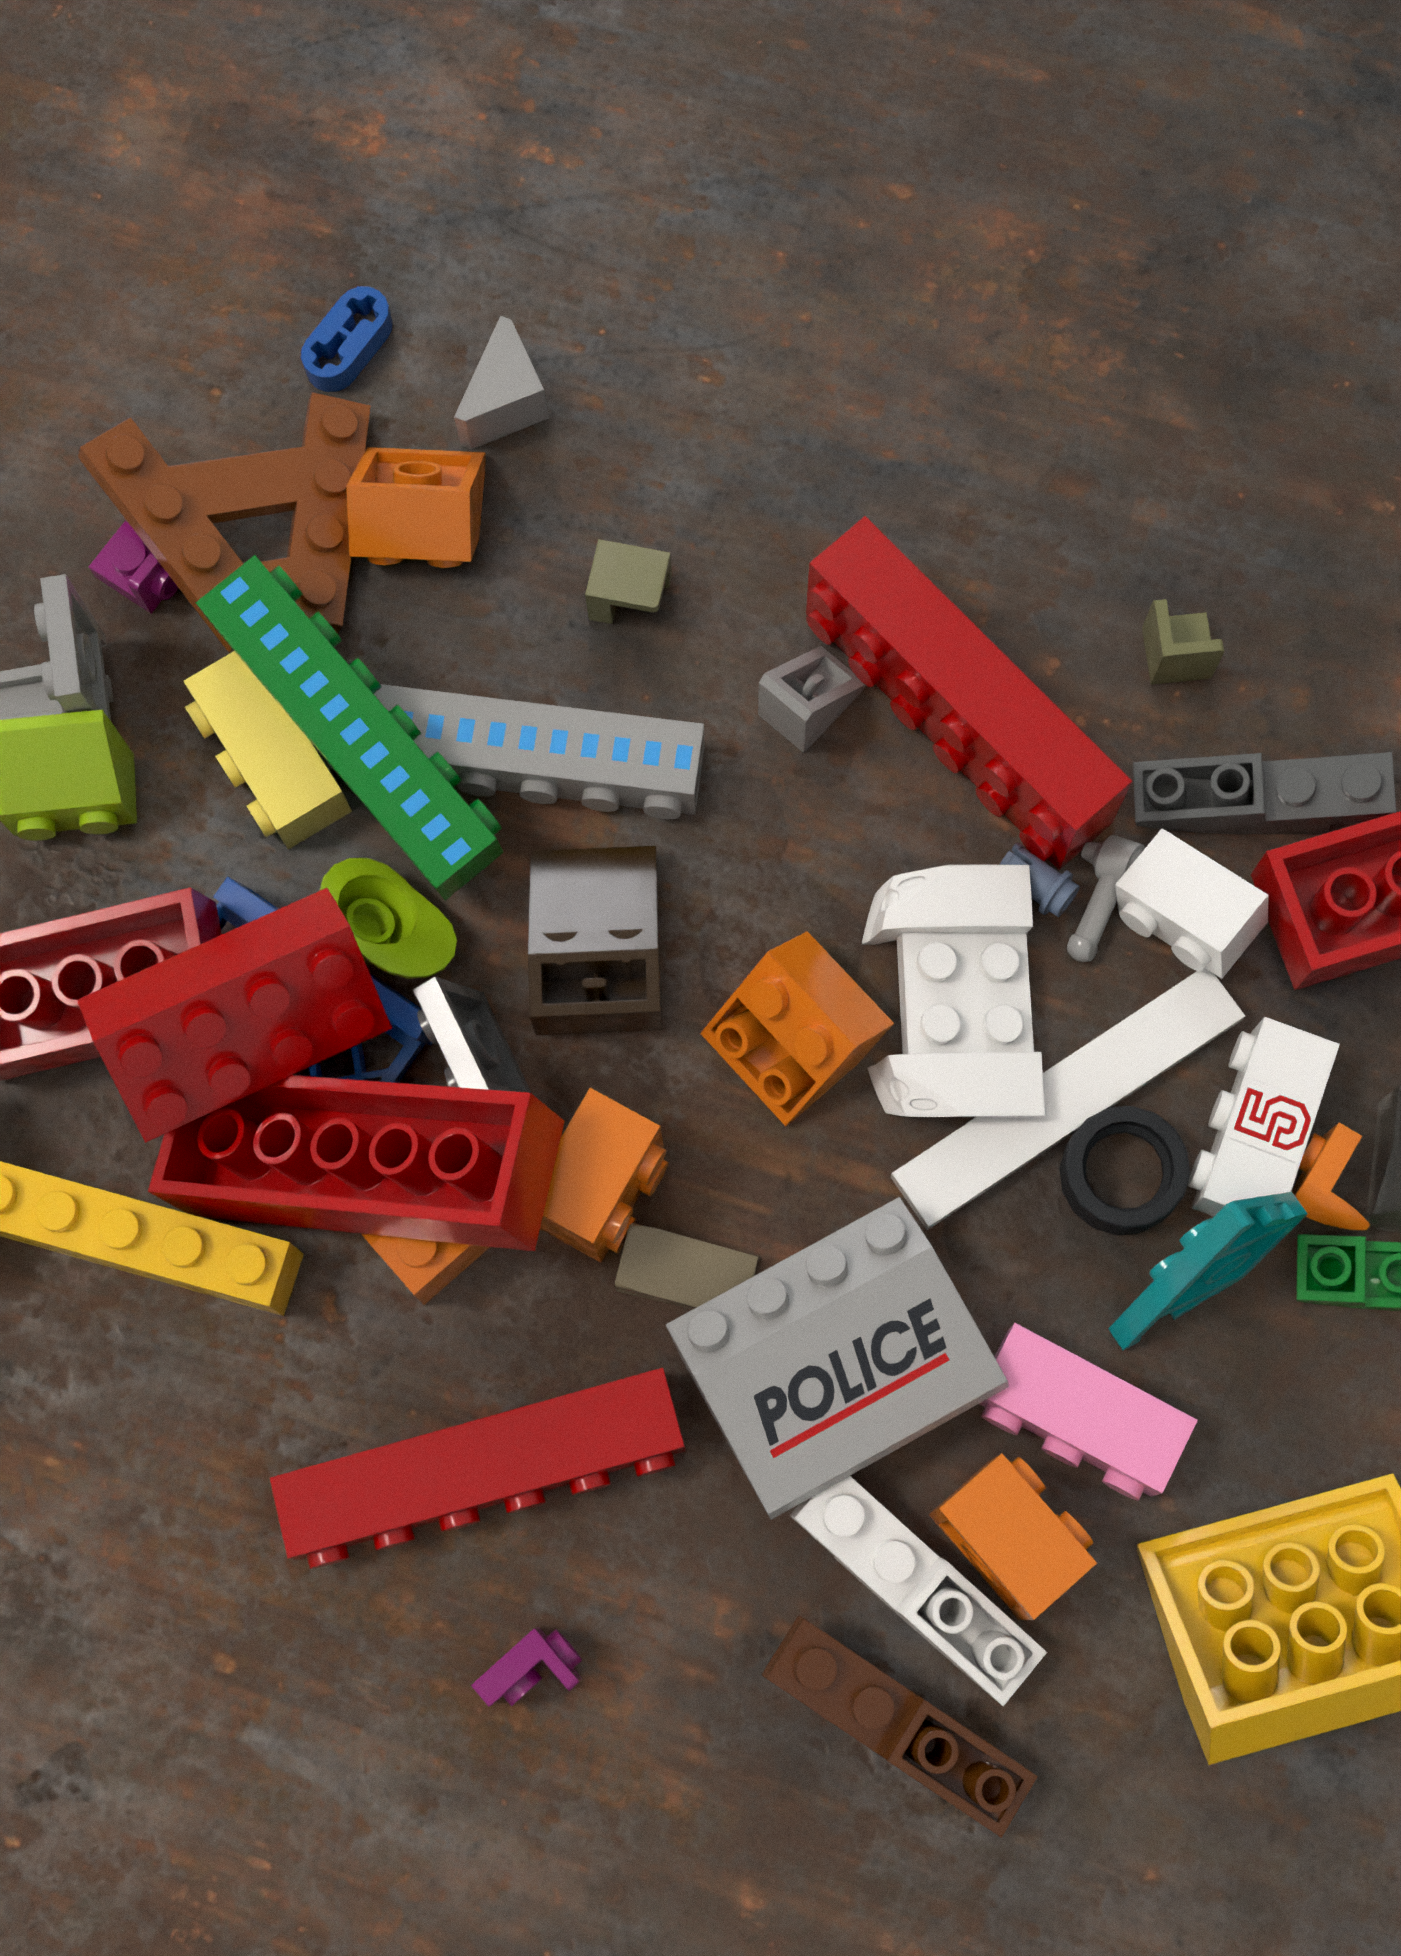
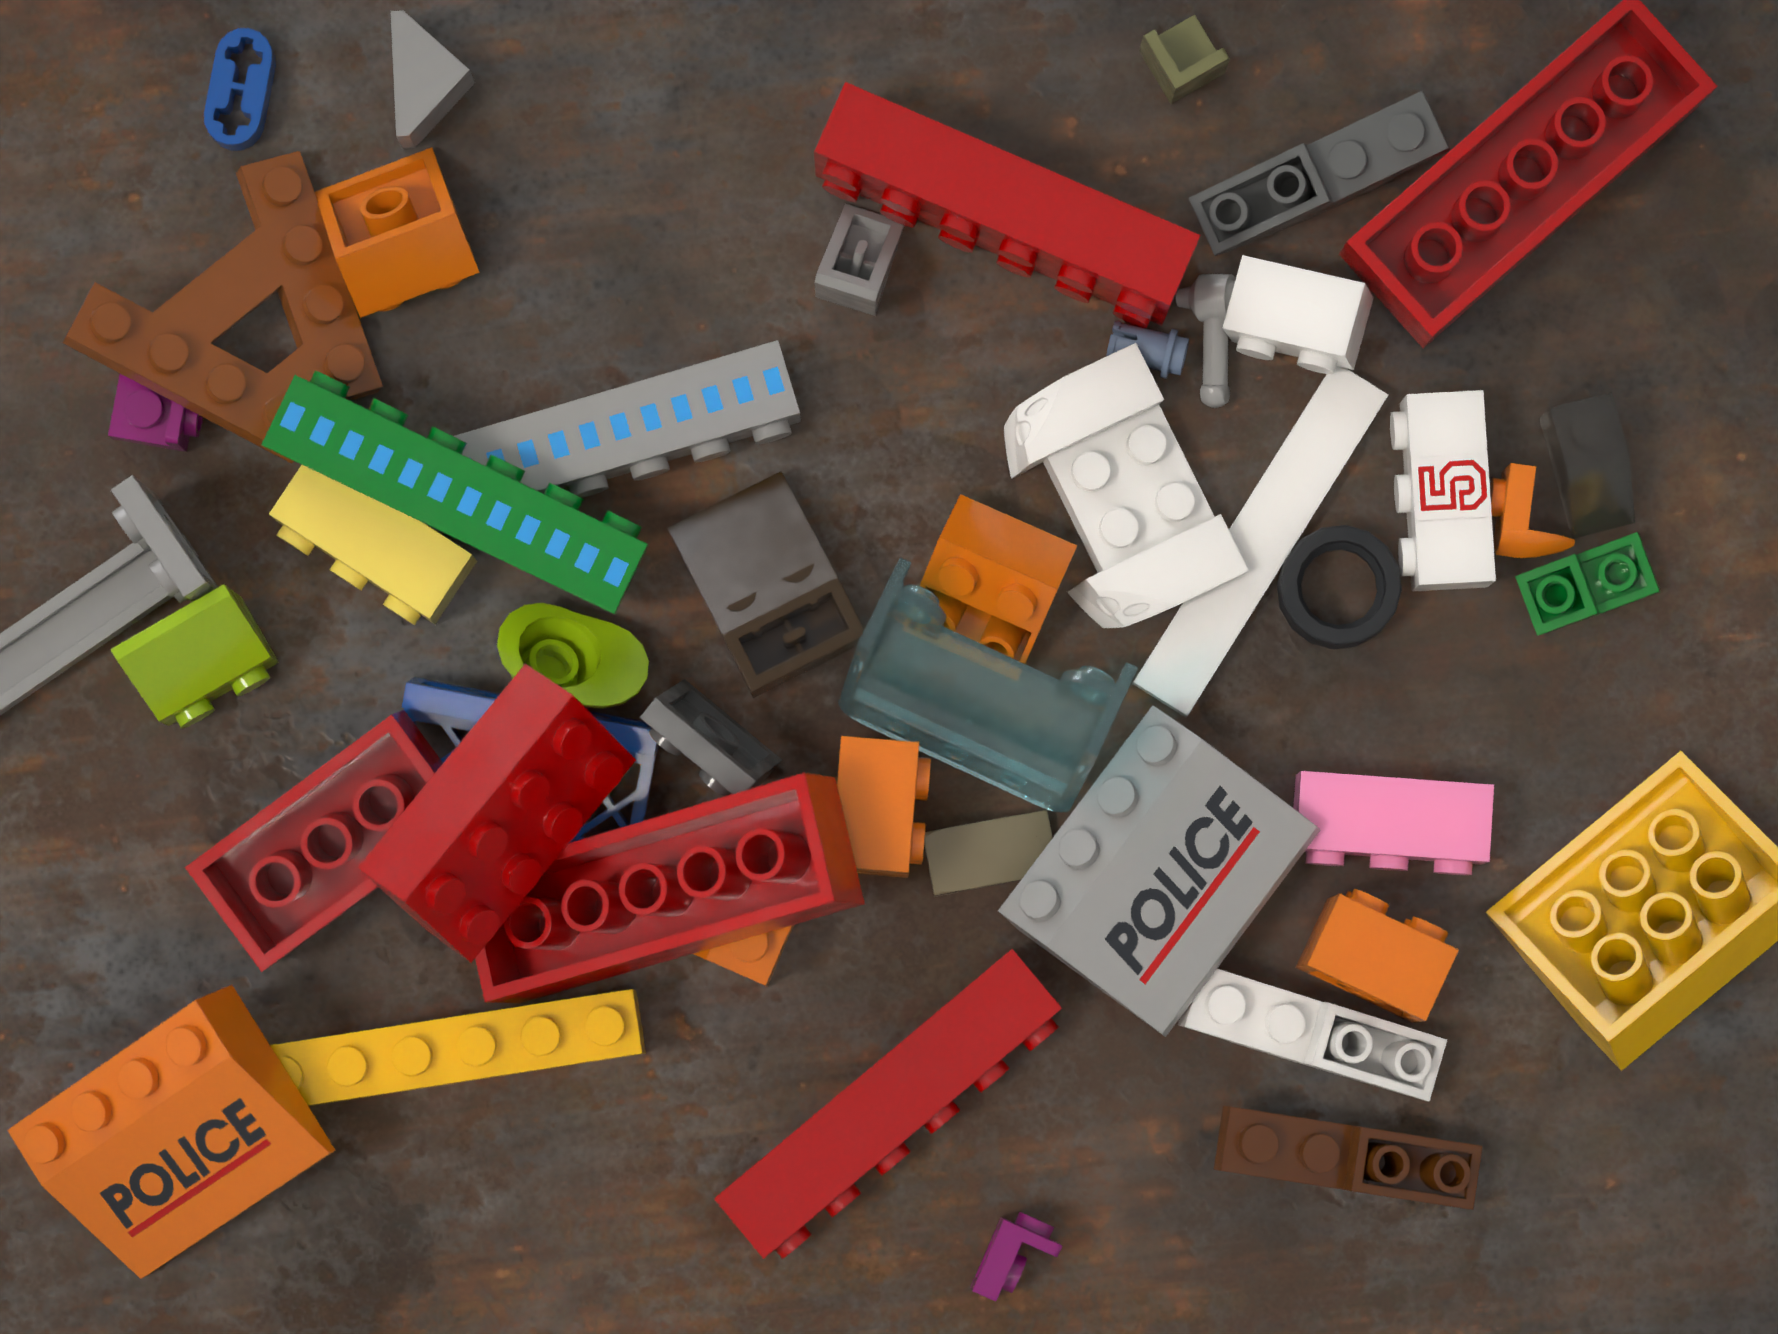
camera: 30 degrees left, 10 degrees up
(626, 578) = (637, 225): olive panel -> none
(730, 1120) = (976, 703): none -> clear light blue windscreen
(1212, 1259) = (1447, 642): teal wing -> none

